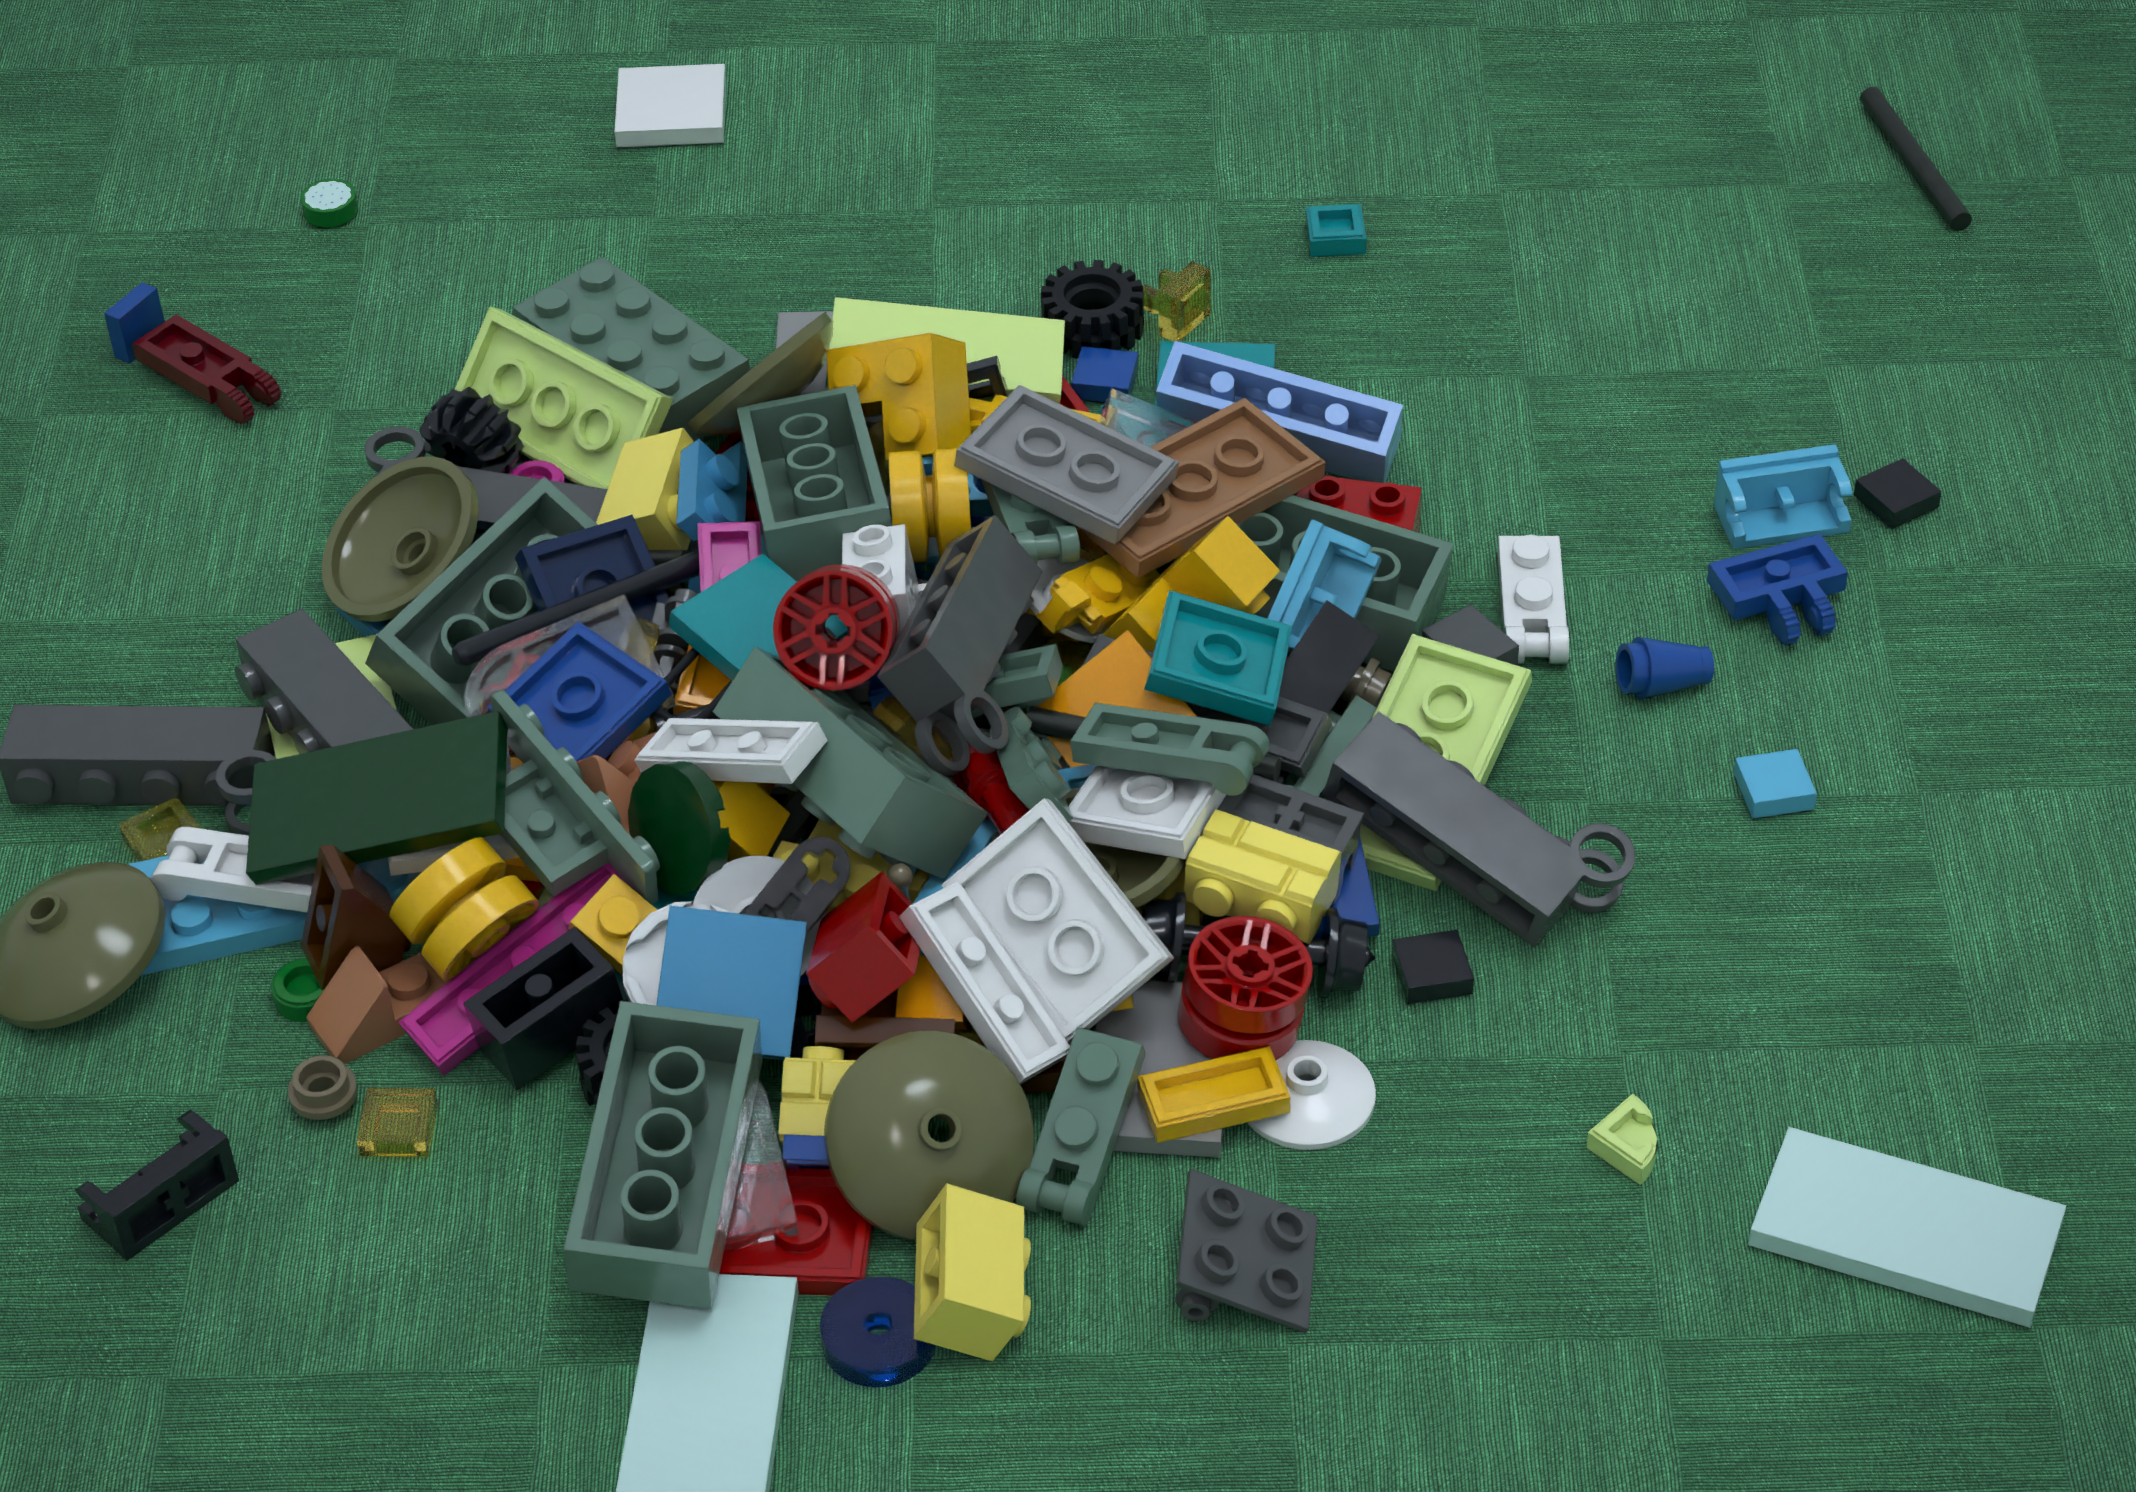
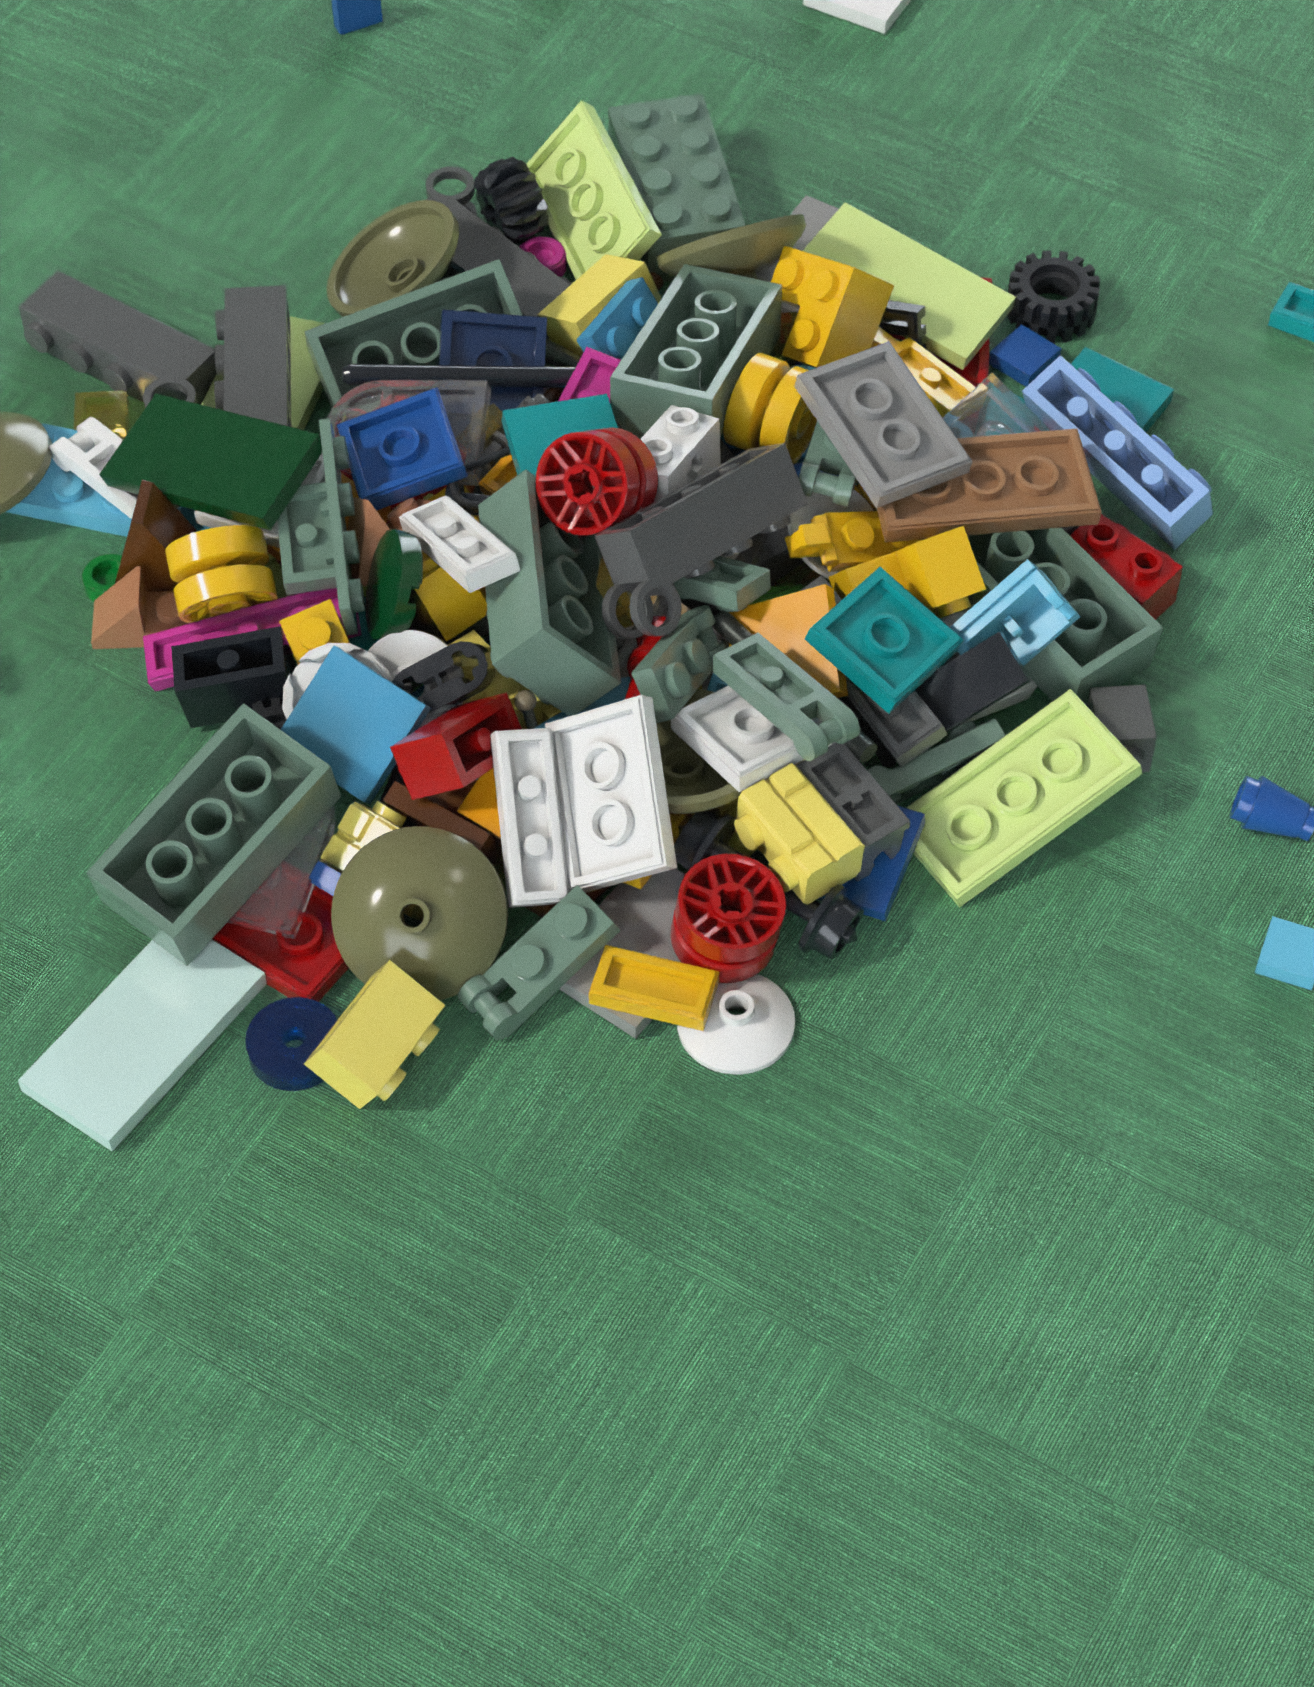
camera: 30 degrees right, 10 degrees up
(206, 367) = (380, 60): dark red hinge -> none
(322, 1088) = (63, 660): dark tan plate -> none
(397, 1122) = (95, 711): clear yellow tile -> none
(1180, 301) = (1125, 320): clear yellow tile -> none
(1244, 1254) = (586, 1125): dark grey hinge -> none
(1367, 683) = (1019, 709): dark tan plate -> none
(1432, 966) = (903, 968): black tile -> none
(1470, 834) = (994, 878): dark grey hinge -> none
(1533, 596) = (1216, 701): white plate -> none
(1626, 1139) = (946, 1187): yellowish green tile -> none
(1908, 1226) = (1109, 1379): light aqua tile -> none

